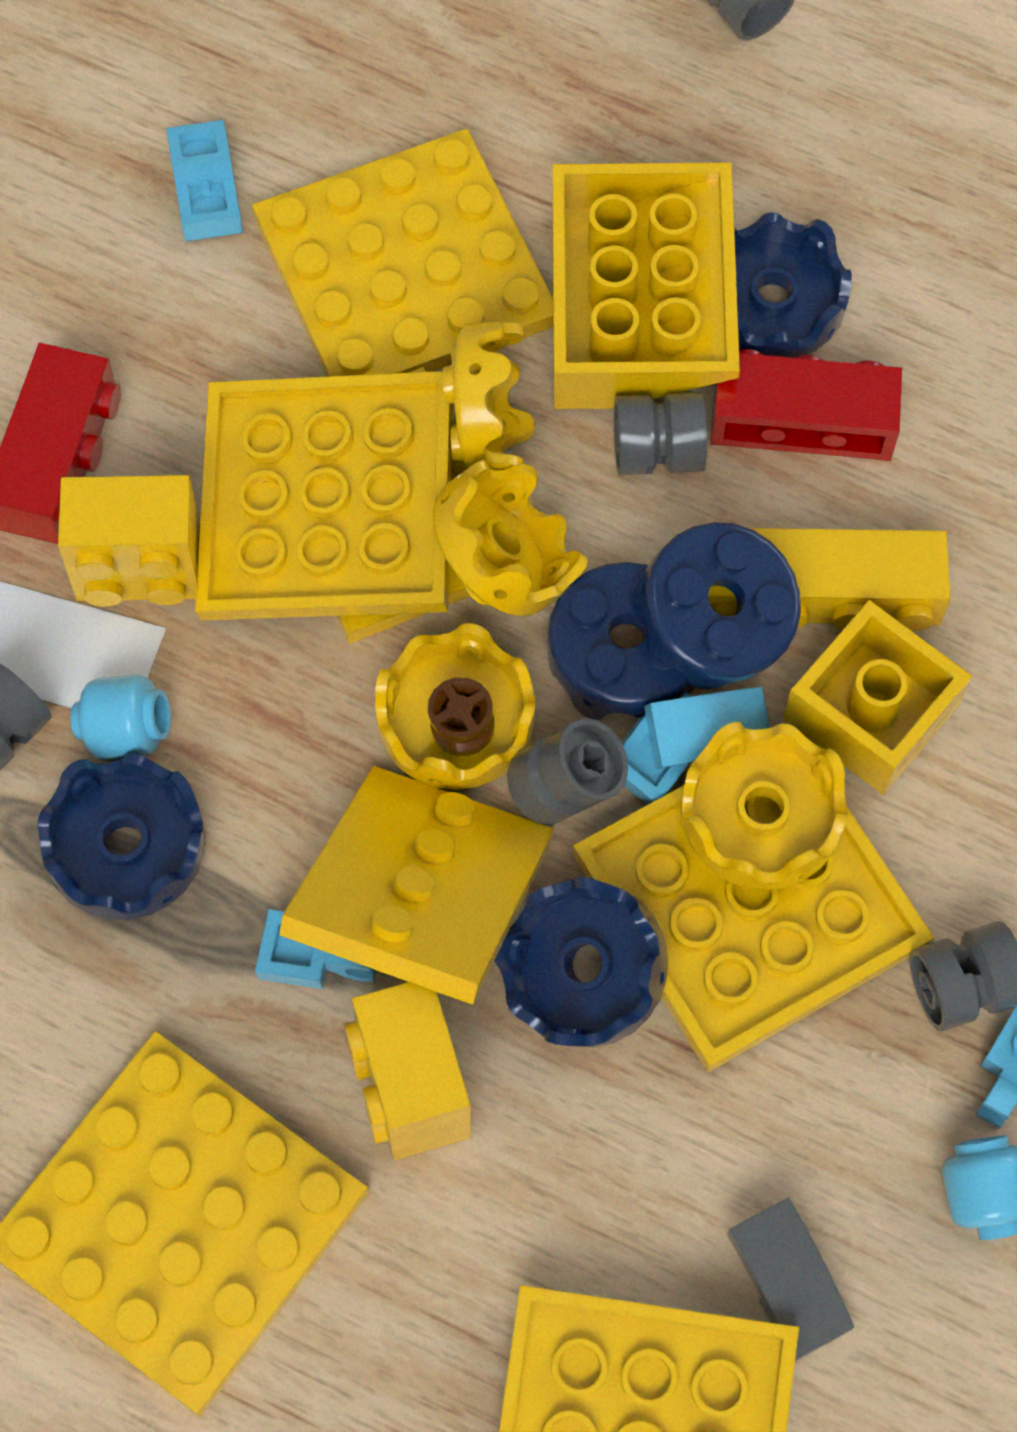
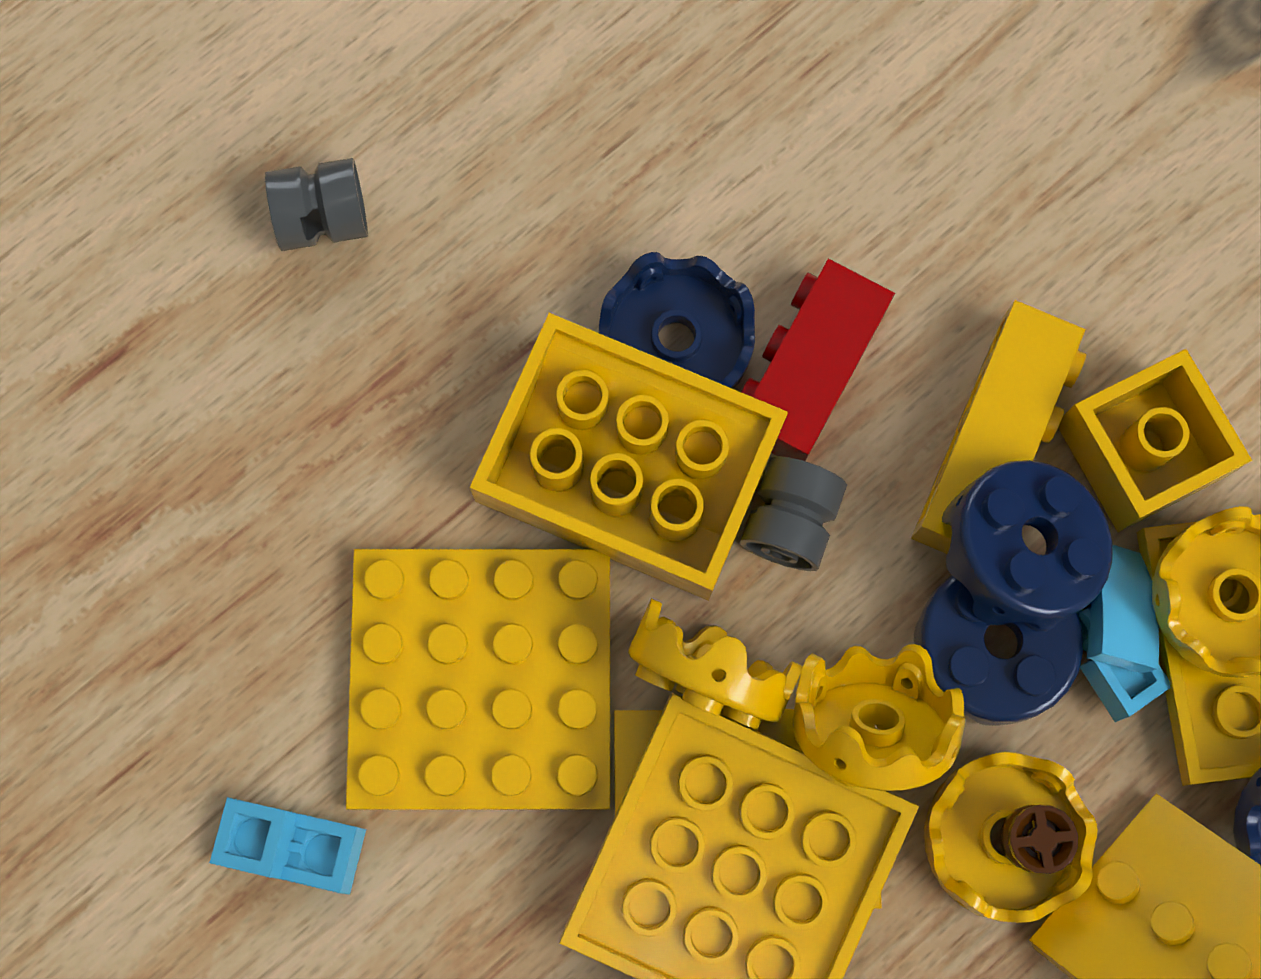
camera: 70 degrees left, 10 degrees up
(567, 771) = (1130, 760): dark grey wheel -> none

